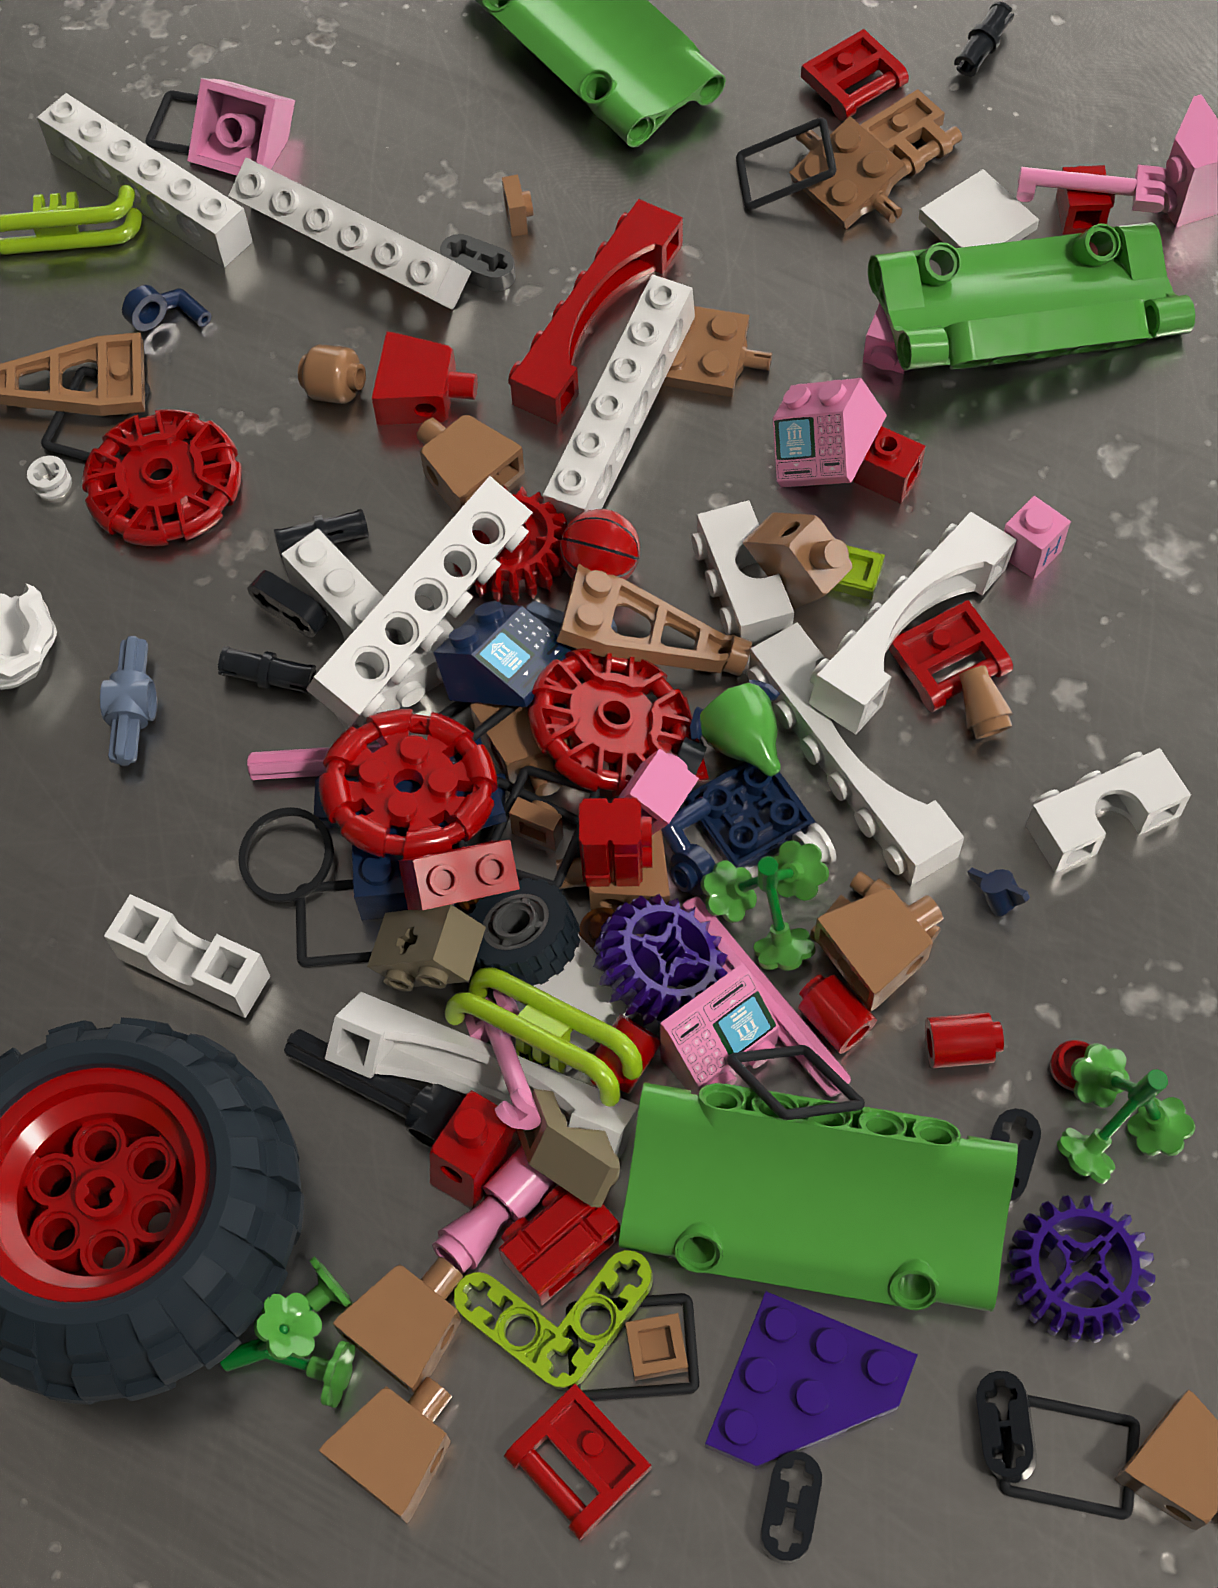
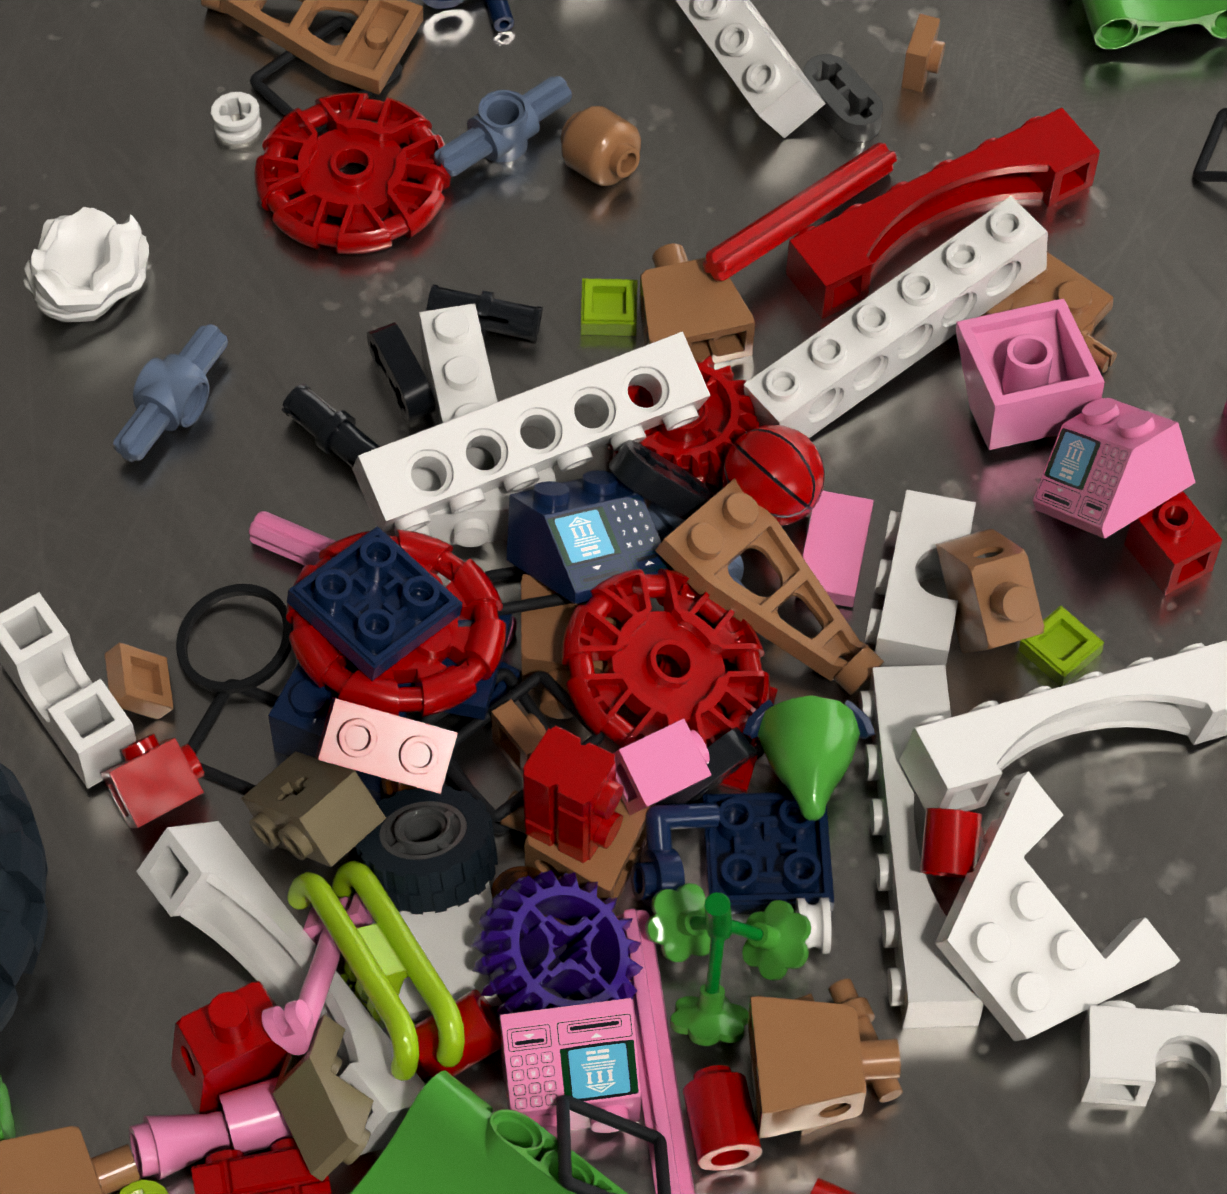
camera: 25 degrees right, 5 degrees down
(237, 920) = (139, 680): none -> medium nougat plate
(252, 392) = (503, 125): none -> sand blue axle
(294, 987) = (153, 779): none -> red brick
(389, 777) = (374, 603): none -> dark blue tile
(405, 486) = (609, 307): none -> lime tile
(418, 381) = (687, 196): red torso -> none
(424, 1110) = (202, 971): black axle -> none
(502, 356) = (799, 212): none -> red axle
(528, 590) = (659, 480): none -> black beam
(666, 574) = (838, 543): none -> bright pink tile
(727, 394) = (1026, 372): none -> bright pink slope
(883, 742) = (951, 842): none -> red piece
(943, 643) = (1110, 775): red plate -> none
(963, 784) = (1022, 944): none -> white wing
(984, 705) = (1110, 867): medium nougat cone -> none
(999, 890) = (997, 1083): dark blue piece -> none

